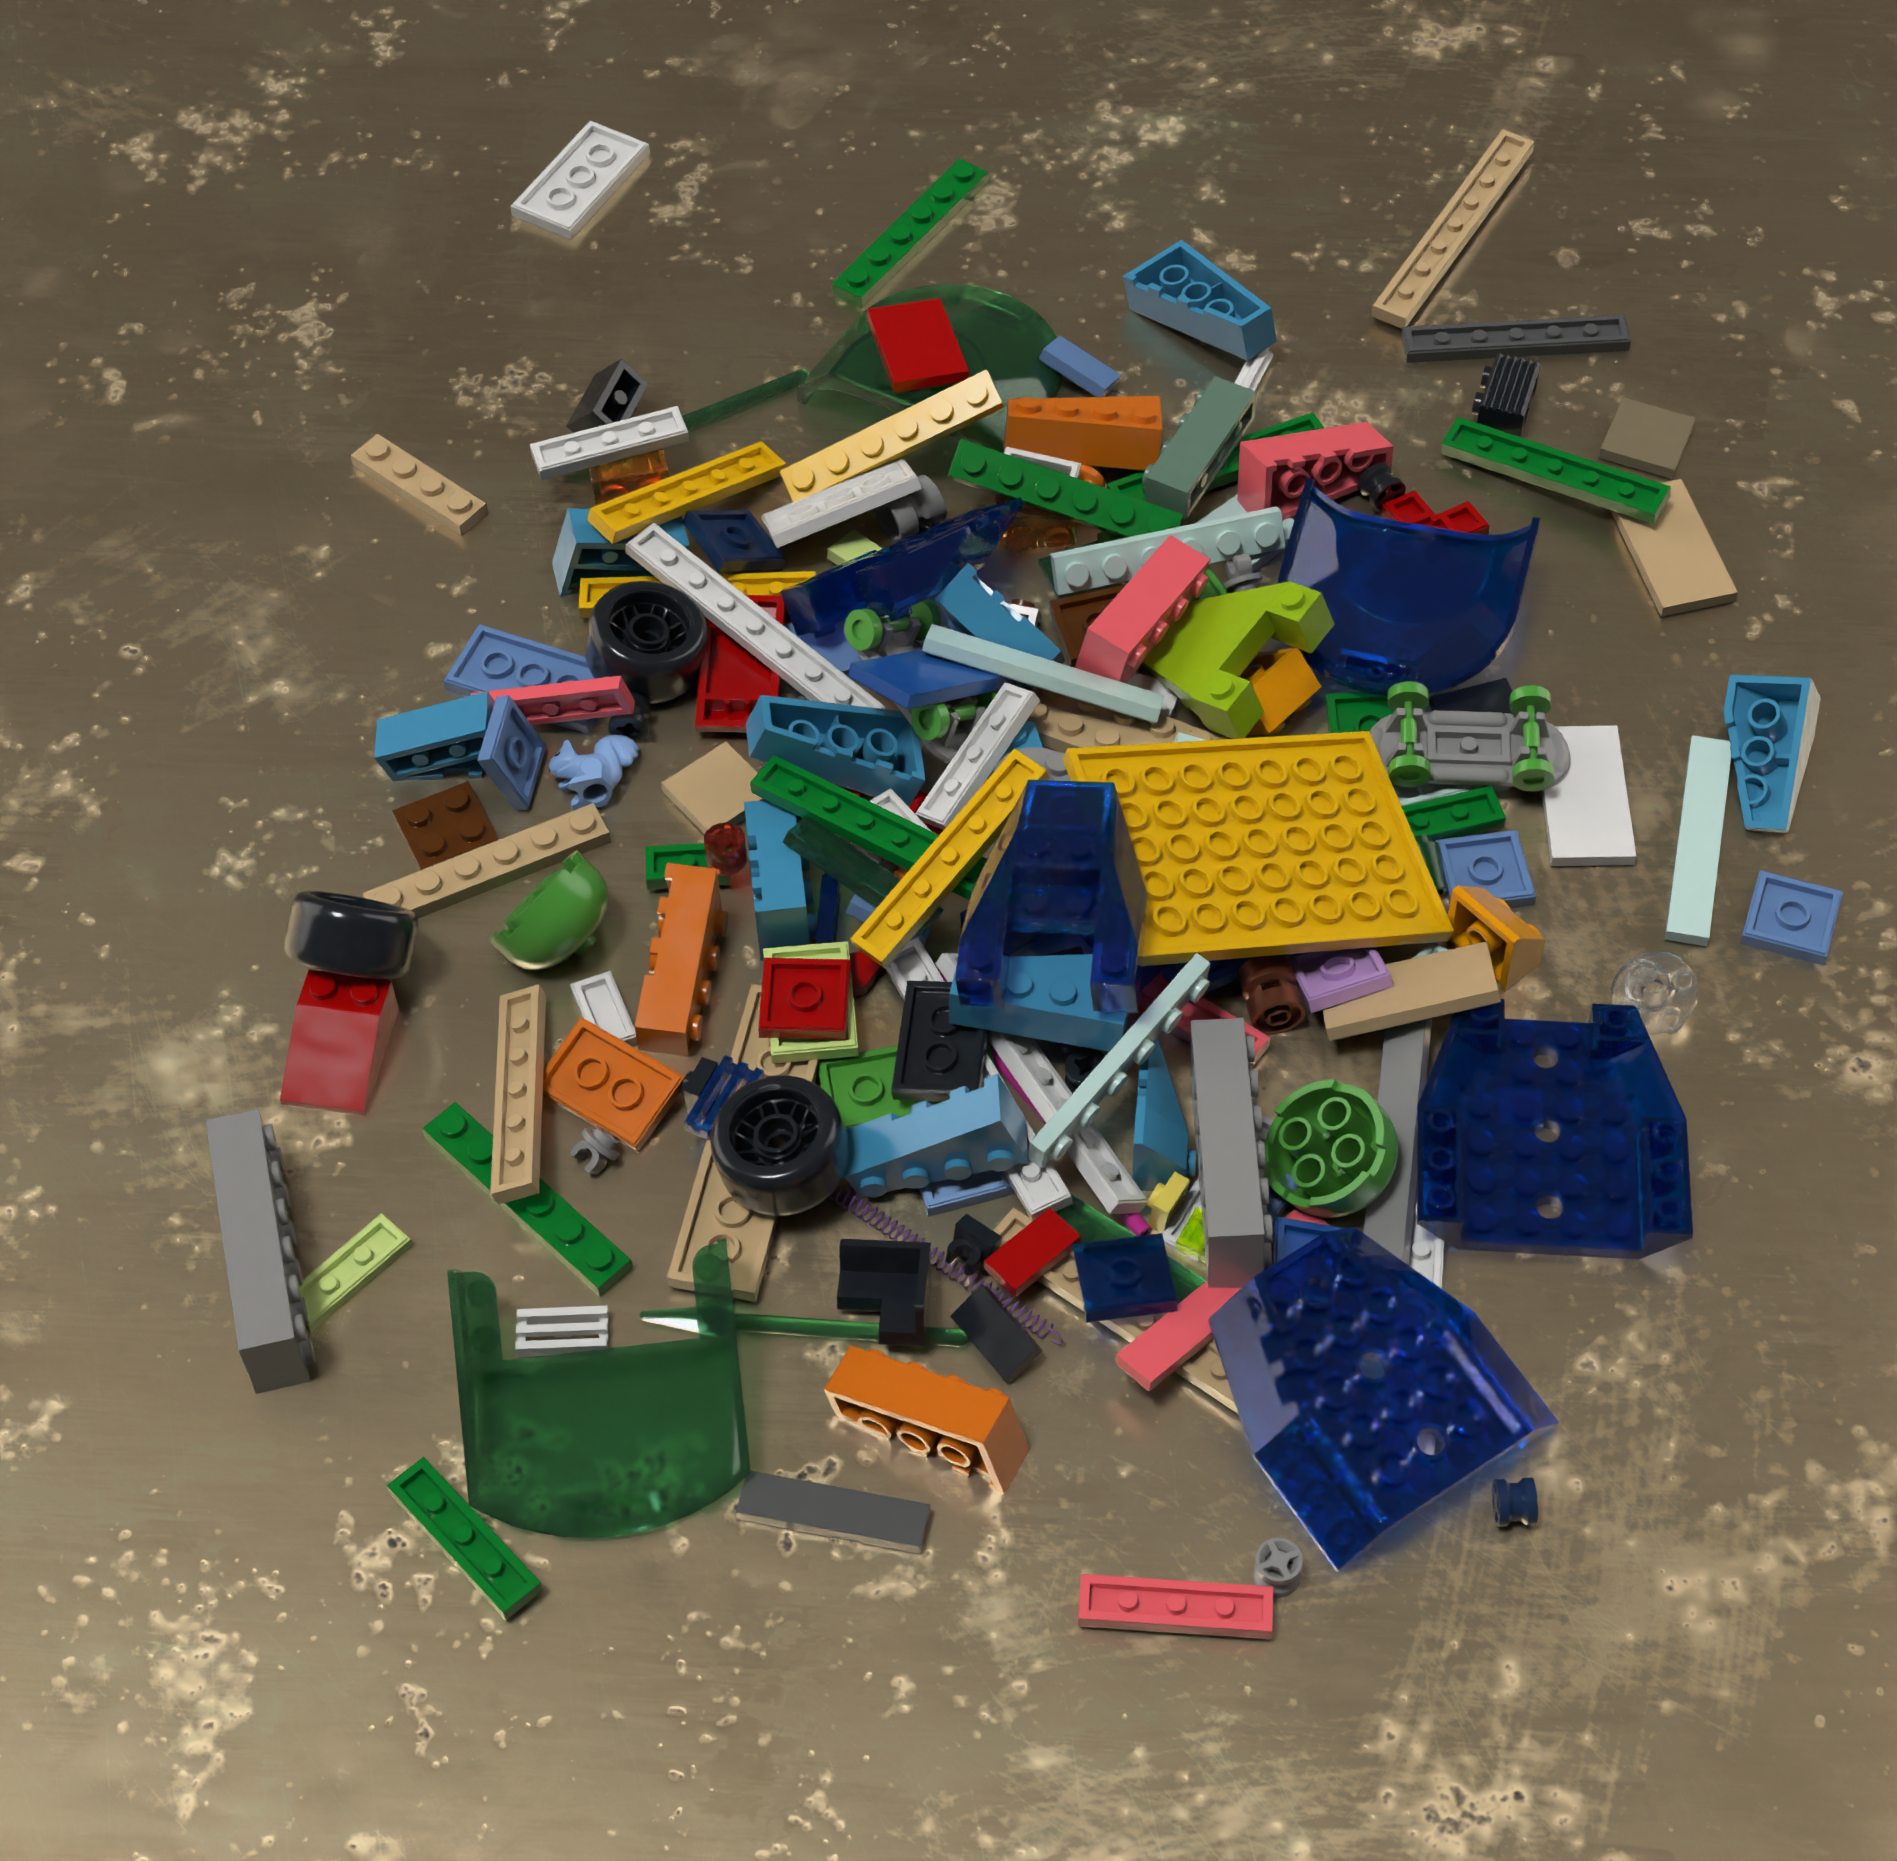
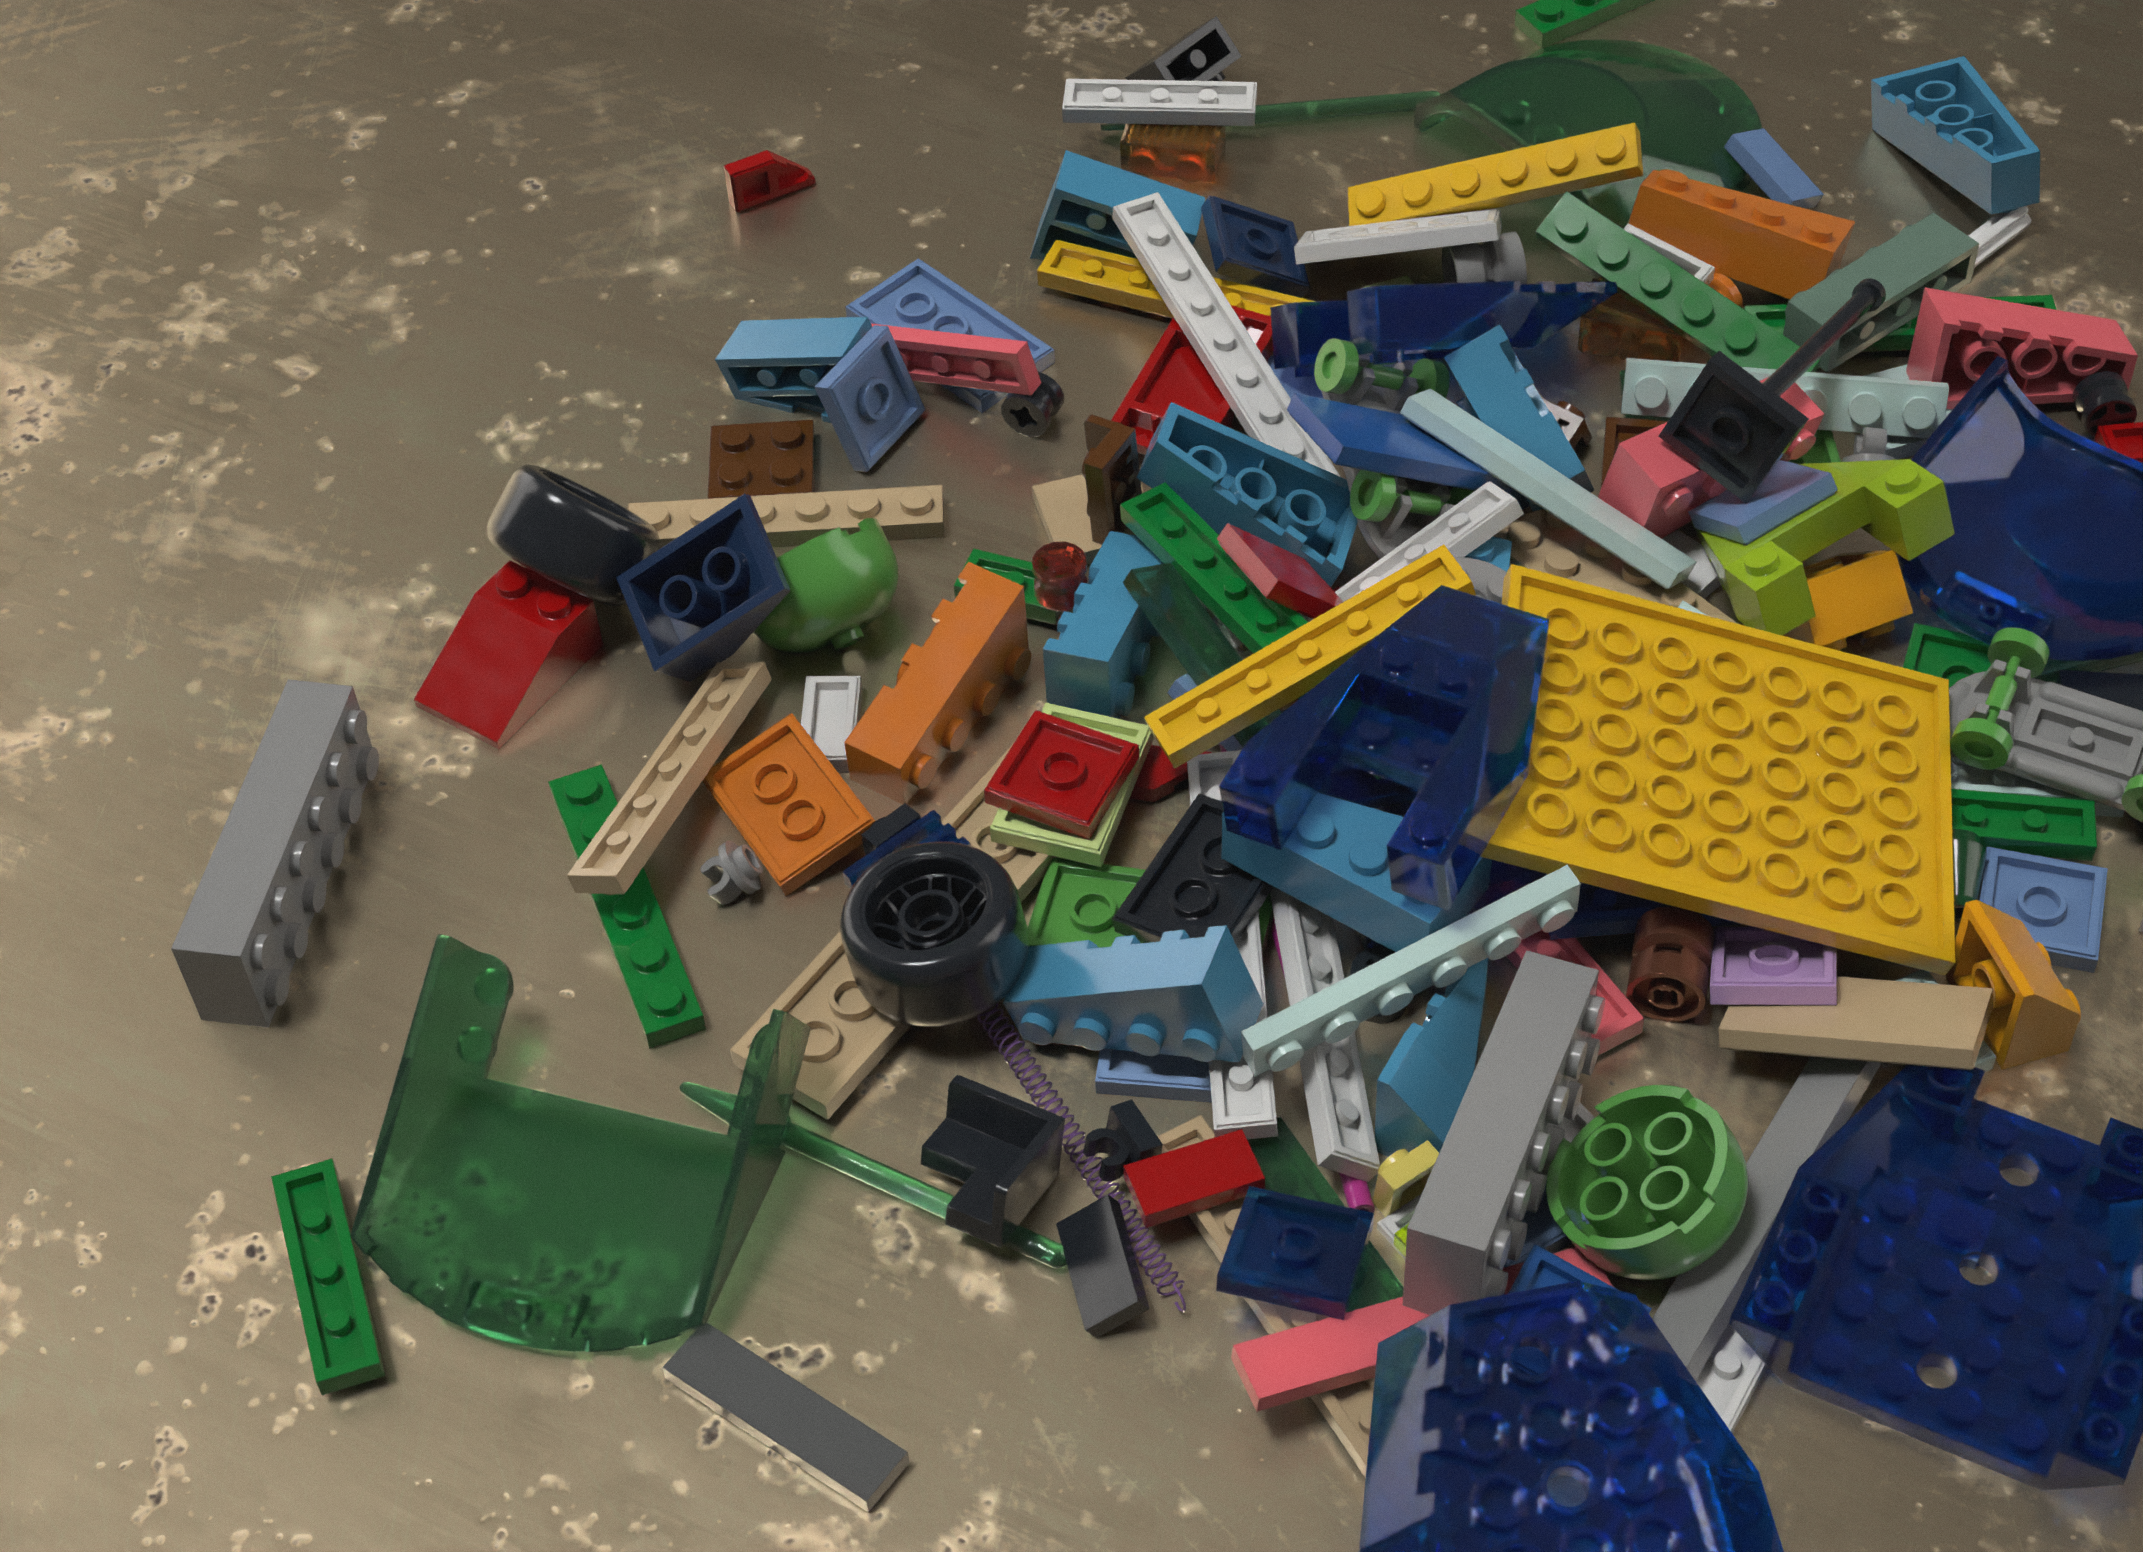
camera: 25 degrees right, 5 degrees down
(322, 593) = (763, 179): none -> red tile
(352, 1268) = (382, 915): yellowish green tile -> none
(419, 484) = (935, 100): tan plate -> none
(480, 945) = (705, 591): none -> dark blue slope
(561, 1323) = (585, 1063): white tile -> none
(593, 774) = (959, 454): light blue animal -> none
(648, 638) = (1091, 320): black wheel -> none
(685, 492) = (1218, 174): yellow plate -> none
(727, 761) = (1109, 473): none -> reddish brown bracket
(828, 910) = (1150, 686): clear blue tile -> none
(896, 801) = (1279, 573): none -> red tile
(917, 345) = (1569, 83): red tile -> none
(930, 1412) = (964, 1338): orange wedge -> none
(1162, 588) = (1743, 426): none -> black tile
(1196, 639) = (1783, 495): none -> medium blue tile

